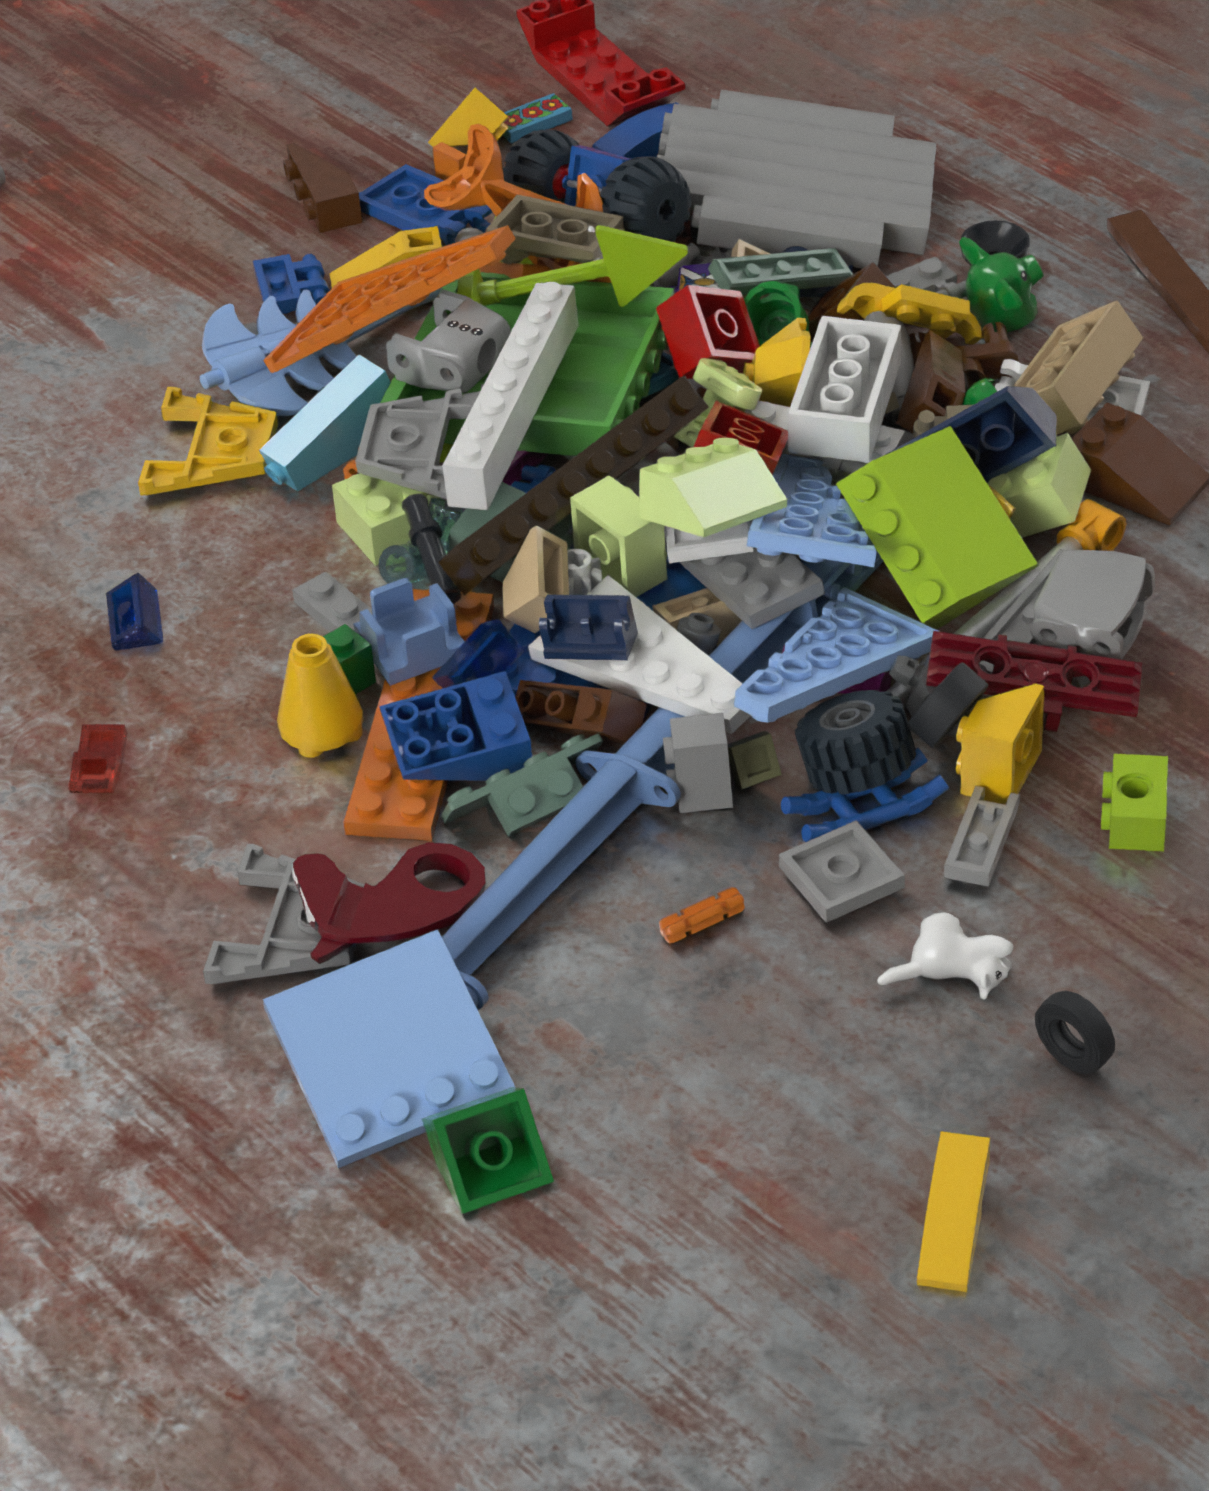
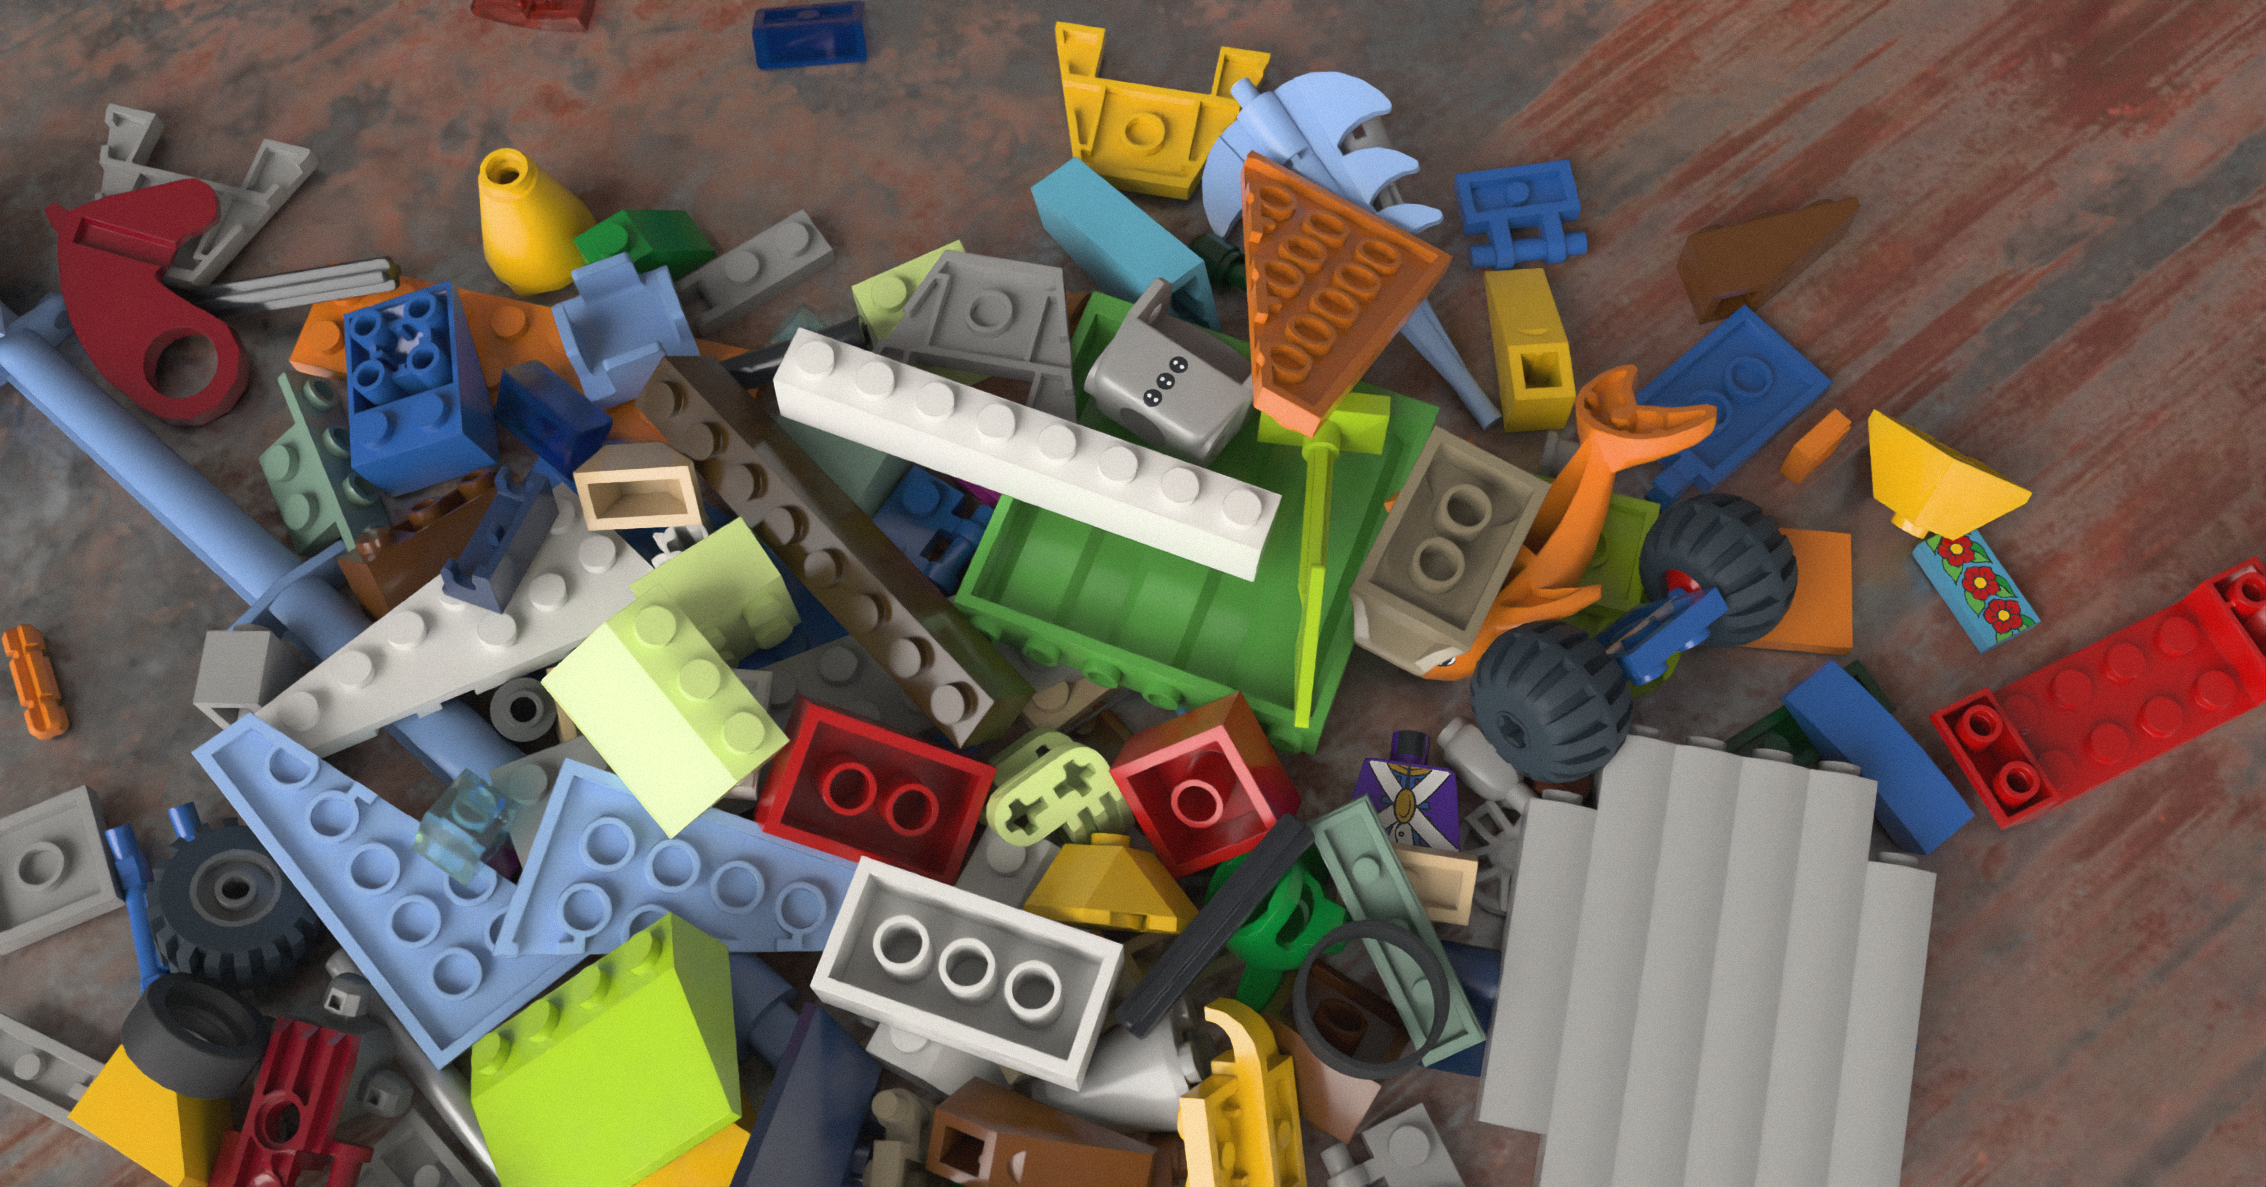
camera: 95 degrees right, 25 degrees up
(375, 811) = (298, 287): none -> axle
(777, 298) = (1214, 926): none -> black axle
(791, 603) = (465, 827): none -> clear light blue brick
(827, 281) = (1418, 951): none -> black tyre

